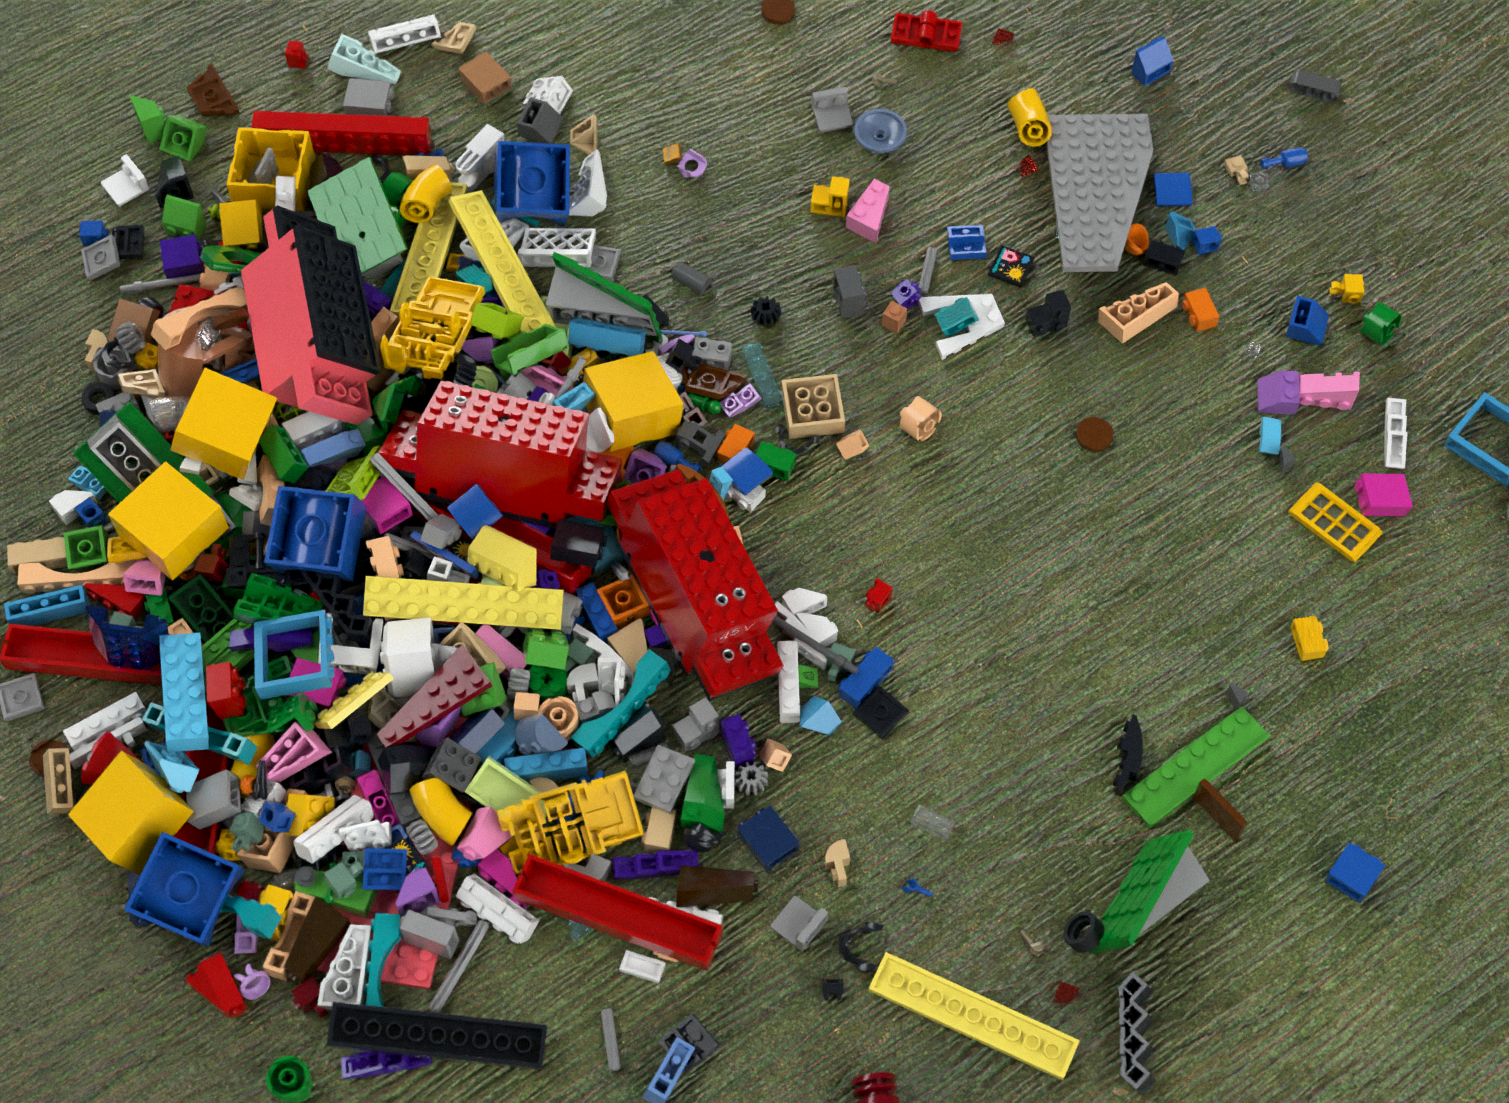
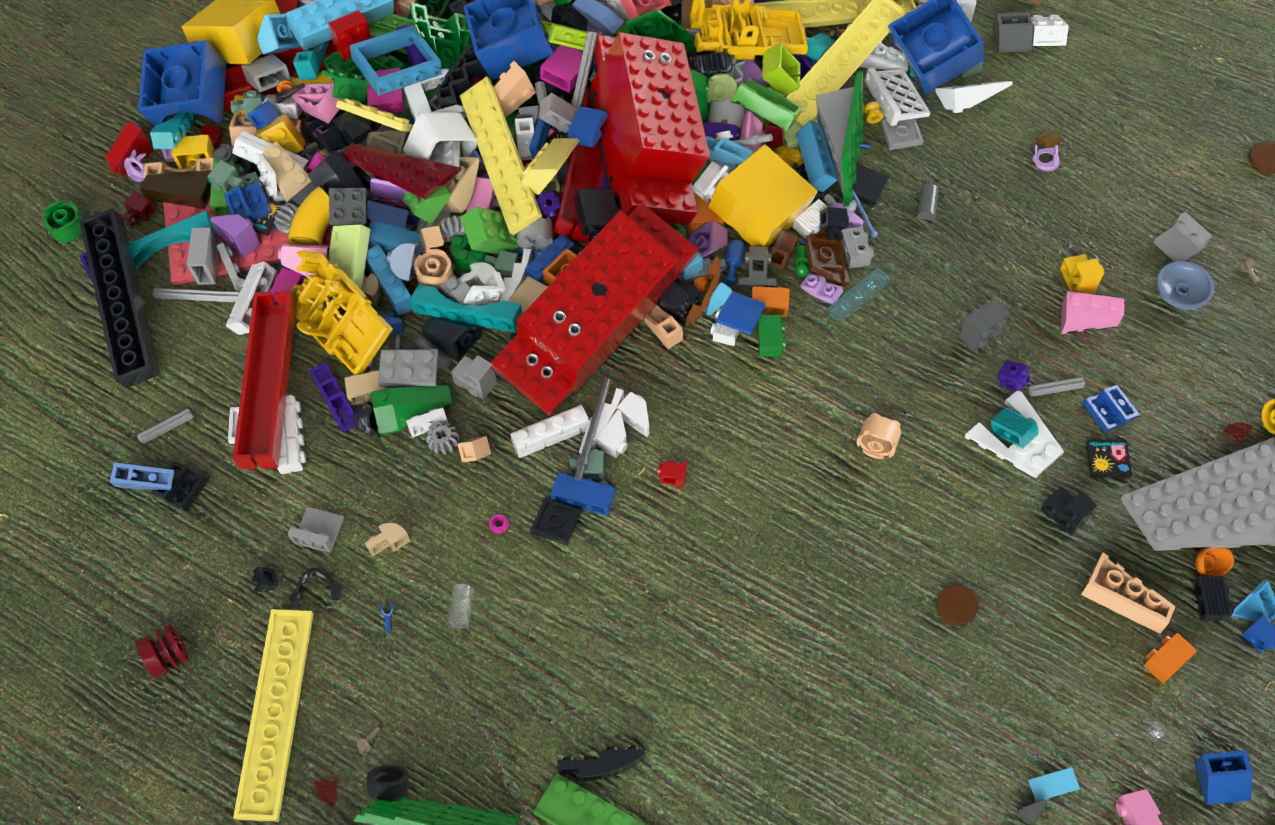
camera: 70 degrees right, 0 degrees up
(348, 970) = (146, 220): white wedge -> none
(366, 811) = (289, 174): none -> tan wing
(439, 880) = (258, 247): red plate -> none
(585, 135) = (1024, 72): tan slope -> none
(596, 867) = (308, 353): light grey brick -> none
(714, 886) = (324, 444): dark brown slope -> none
(737, 741) = (469, 411): dark purple brick -> none
(765, 311) = (925, 271): black gear -> none
(767, 838) = (389, 473): dark blue brick -> none
(781, 430) = (807, 329): black helmet -> none
(807, 677) = (564, 446): bright green slope -> none
(813, 406) = (843, 343): tan slope -> none
(819, 716) = (526, 469): dark azure slope -> none
(852, 444) = (824, 393): light nougat panel -> none
(863, 756) = (498, 519): none -> dark pink plate
(894, 317) = (982, 375): nougat brick -> none
(1279, 392) = (1114, 776): medium lavender slope -> none

